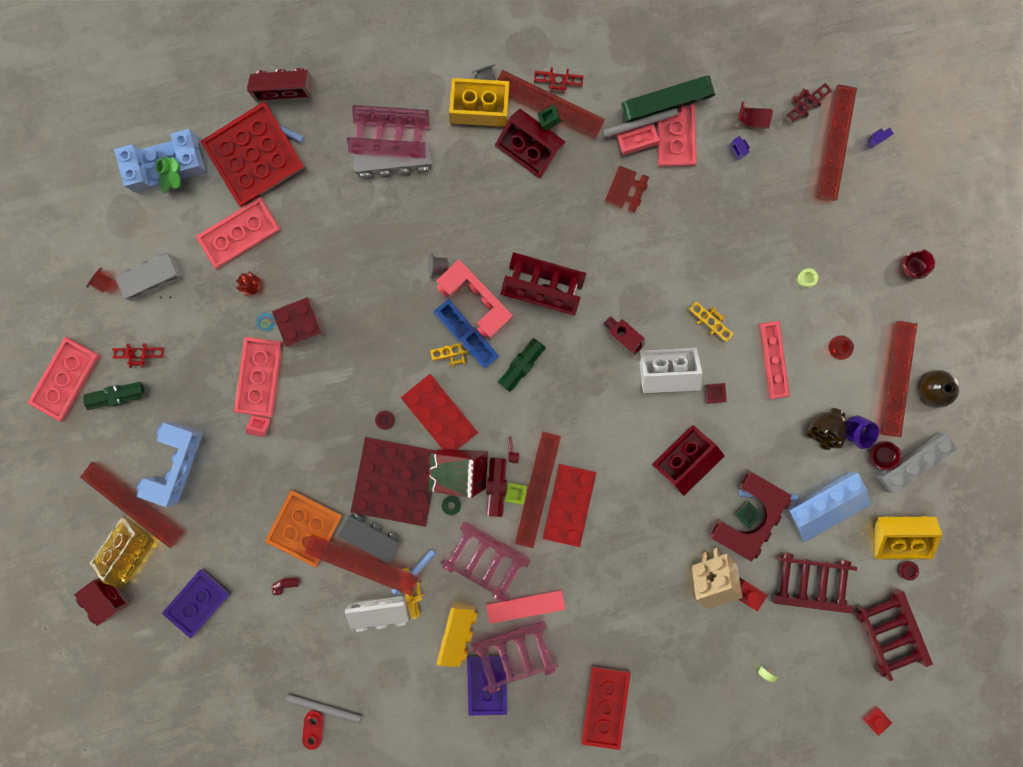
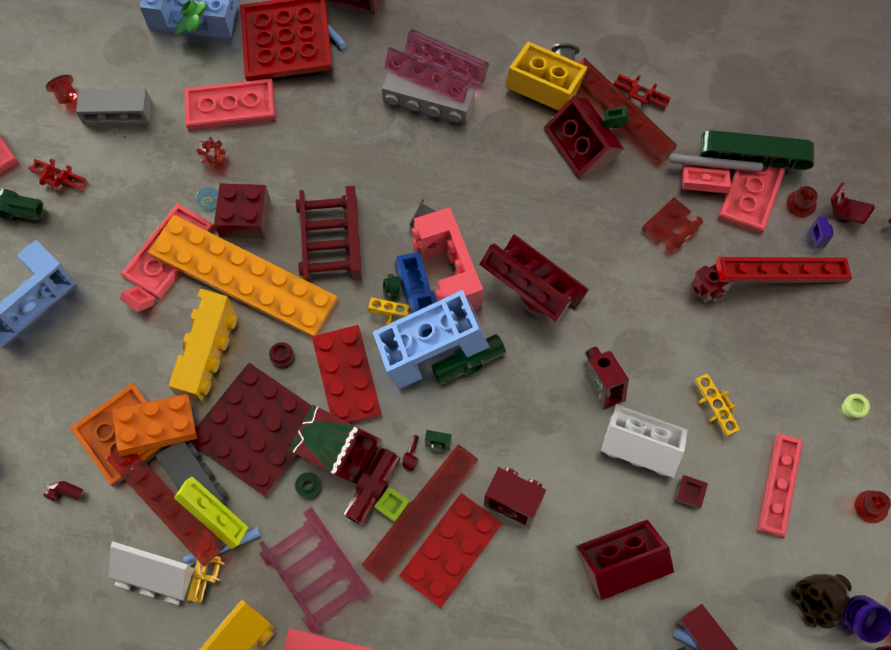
camera: 20 degrees right, 20 degrees down
(324, 515) = (153, 424): none -> orange plate
(325, 373) = (243, 276): none -> light orange plate
(327, 442) = (203, 345): none -> yellow wedge
(383, 296) = (349, 243): none -> dark red fence
(398, 558) = (211, 512): none -> neon yellow plate
(439, 332) = (391, 285): none -> dark green plate
(504, 353) = (451, 323): none -> light blue plate
(527, 436) = (438, 441): none -> dark green plate
(598, 454) = (514, 496): none -> dark red brick
(676, 221) = (707, 284): none -> dark red brick
(716, 126) = (802, 202): none -> clear red piece
(722, 195) = (782, 269): none -> red tile

